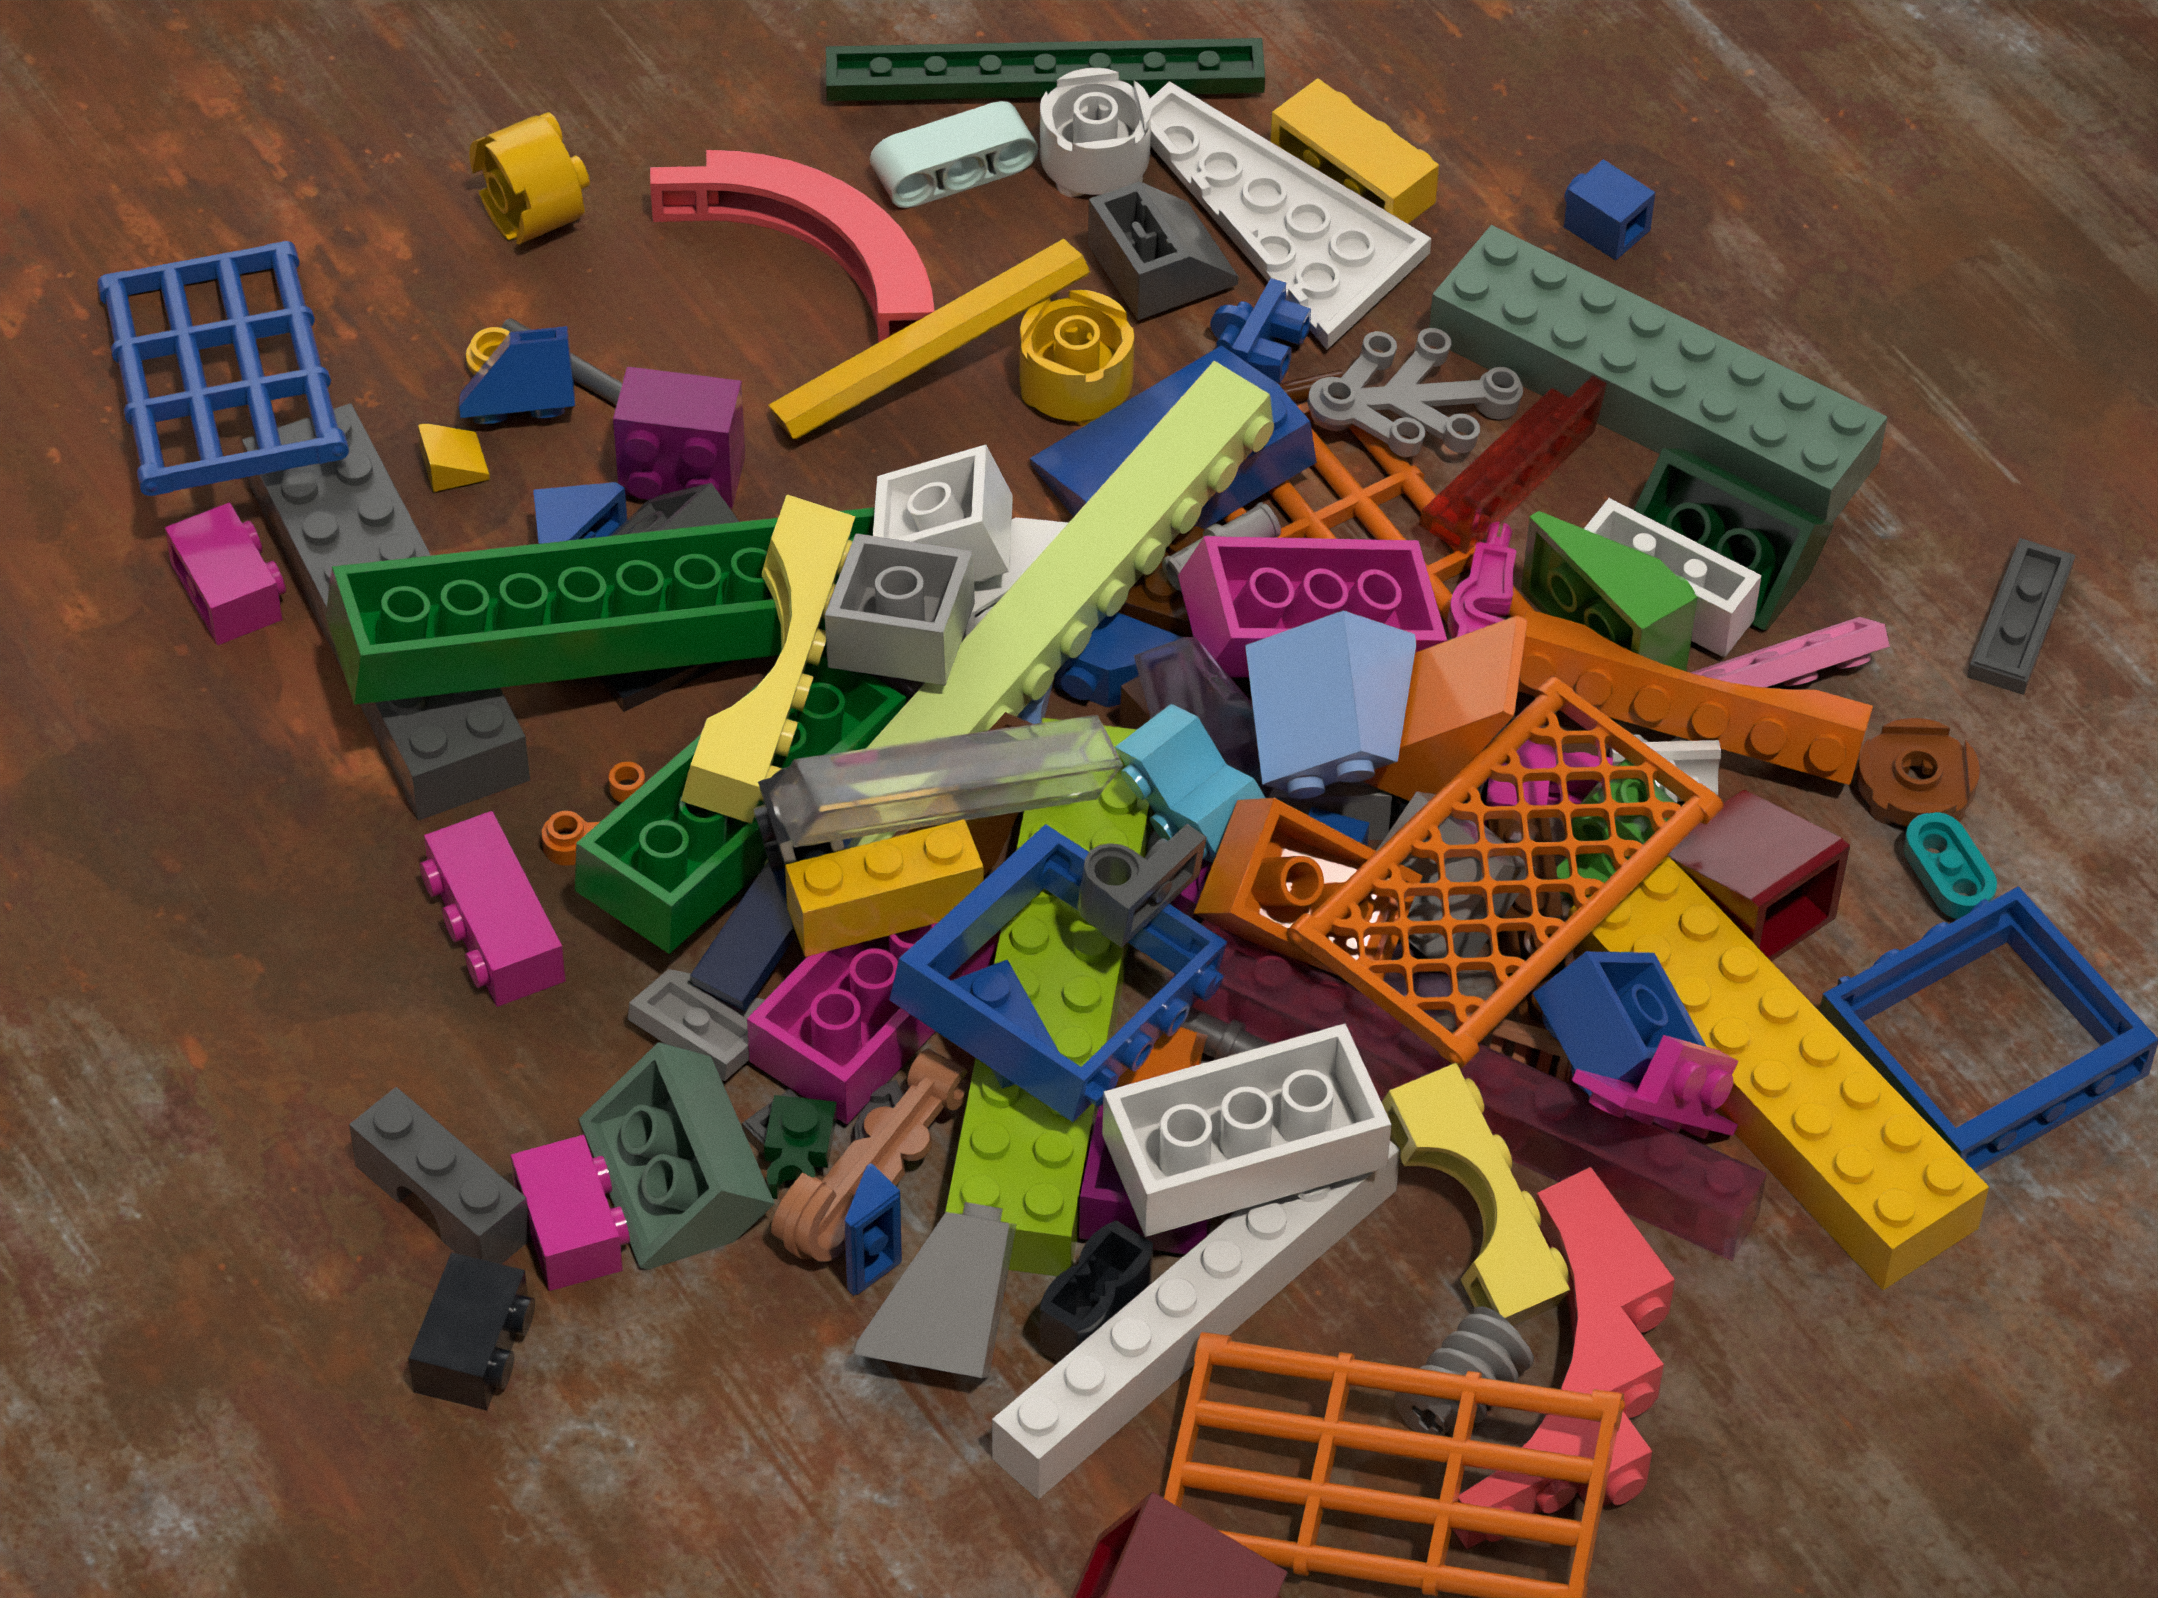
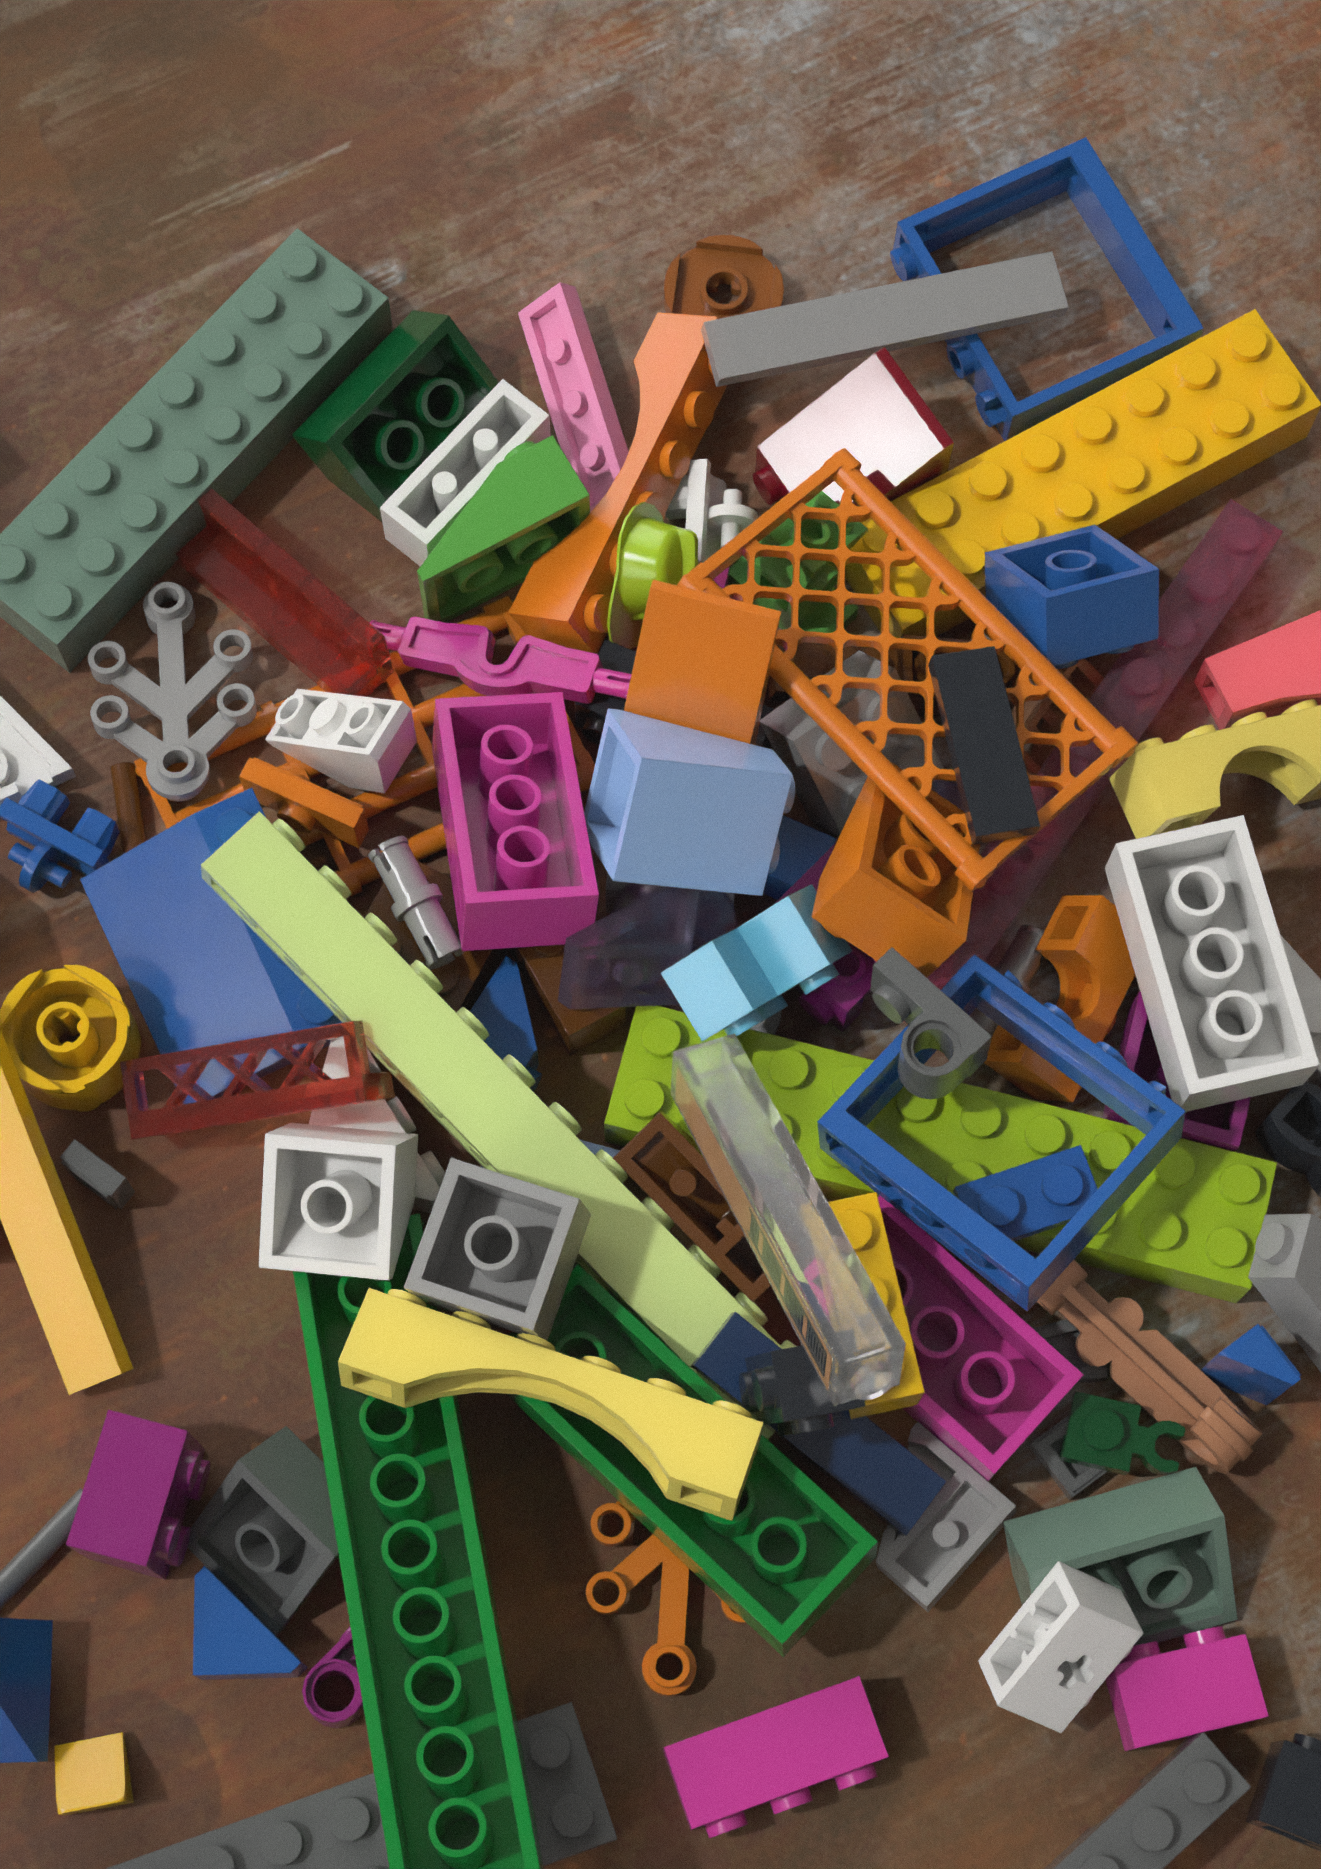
camera: 85 degrees left, 20 degrees up
(596, 1088) = (1060, 1647): none -> white brick
(959, 396) = (97, 1175): none -> dark grey tile
(1028, 454) = (265, 1101): none -> clear red fence
(1317, 485) = (304, 803): none -> orange plate
(1379, 501) = (346, 736): none -> white slope
(1429, 917) = (983, 745): none -> black tile
(1604, 681) = (645, 553): none -> lime piece
(1676, 1092) = (1189, 578): dark pink bracket -> none
(1898, 869) = (882, 317): none -> light grey tile
(1954, 870) = (840, 273): teal plate -> none
(2021, 616) = (528, 169): dark grey tile -> none

